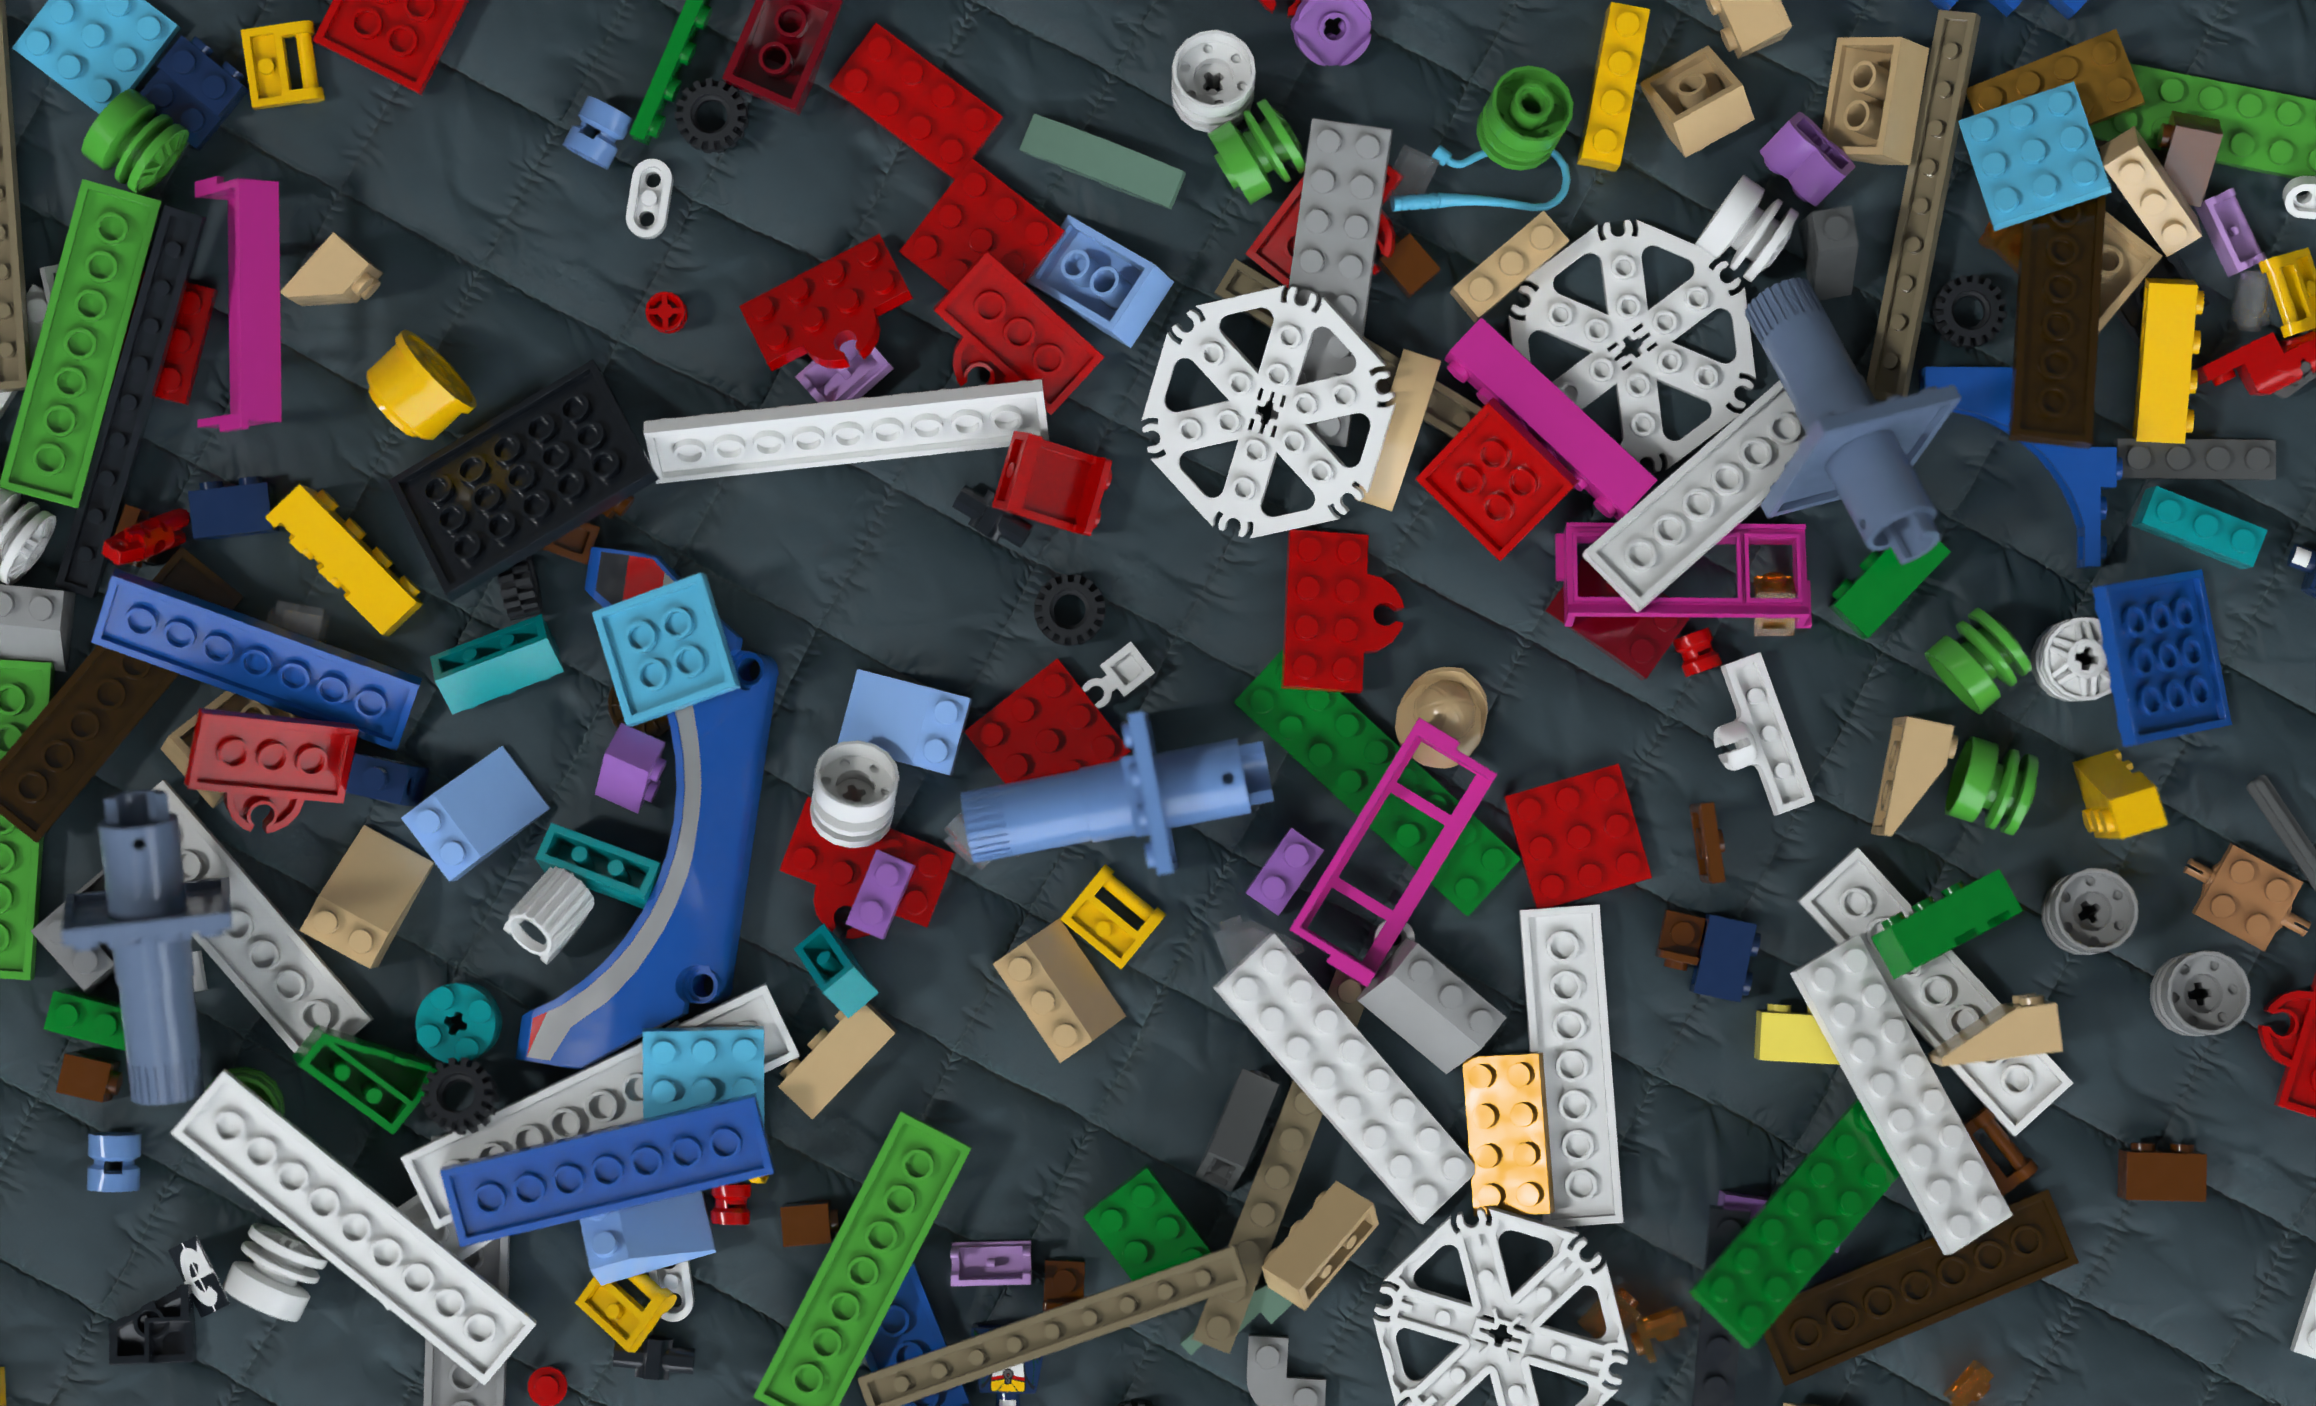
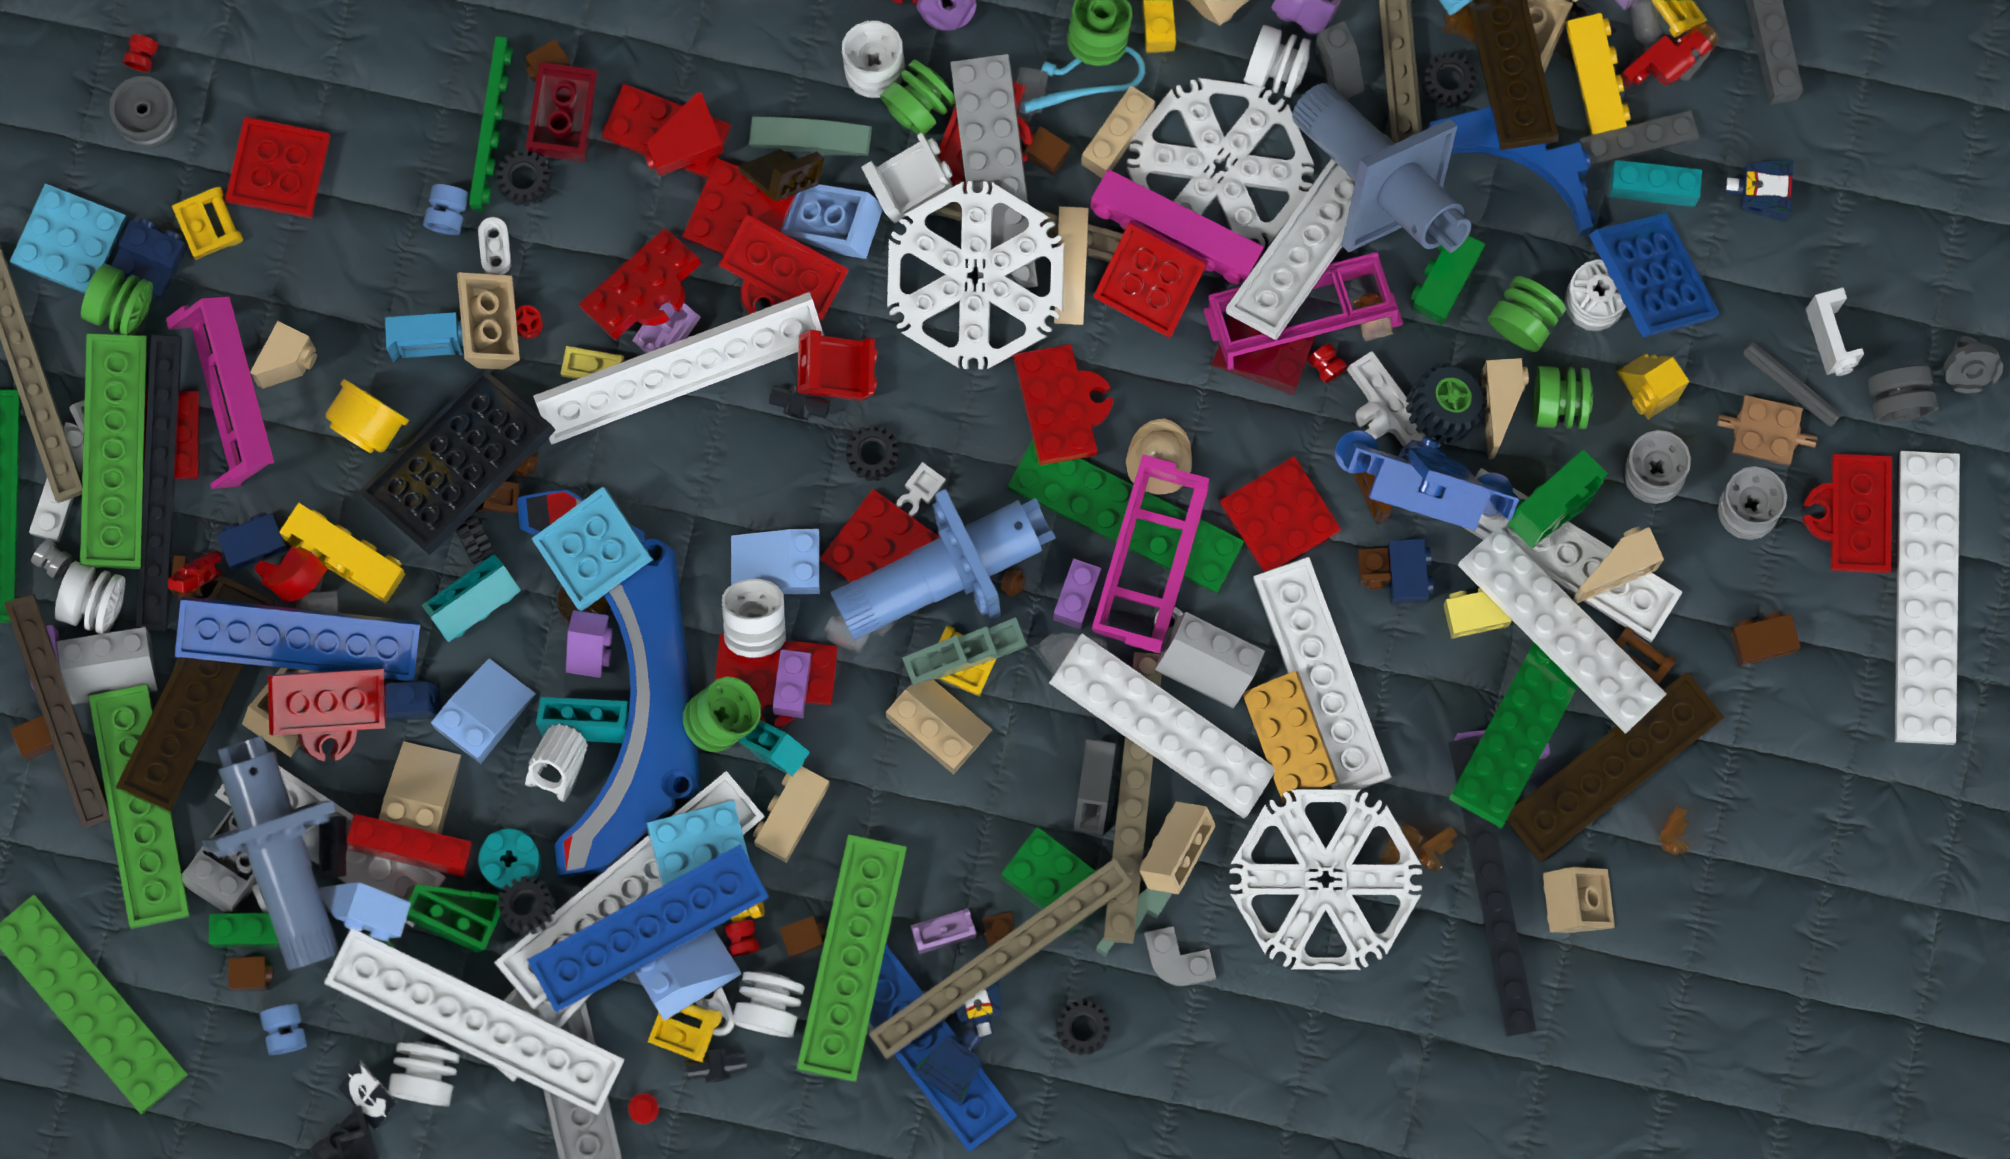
camera: 20 degrees left, 10 degrees down
(234, 948) = (332, 848): none -> black plate
(248, 1051) = (366, 909): none -> light blue slope
(274, 575) = (294, 576): none -> red brick
(331, 971) = (409, 845): none -> red brick
(524, 298) = (423, 335): none -> dark azure window
(612, 300) = (488, 320): none -> tan slope
(732, 390) = (583, 362): none -> light yellow plate
(741, 1298) = (768, 1004): none -> white wheel
(779, 910) = (721, 714): none -> bright green wheel
(934, 123) = (684, 138): none -> red slope
(1049, 207) = (781, 175): none -> dark brown bracket
(1117, 910) = (964, 651): none -> sand green slope
(1205, 834) = (1013, 582): none -> reddish brown plate
(1216, 257) = (909, 178): none -> white panel
(1781, 857) = (1418, 478): none -> piece
(1837, 751) = (1446, 403): none -> black wheel

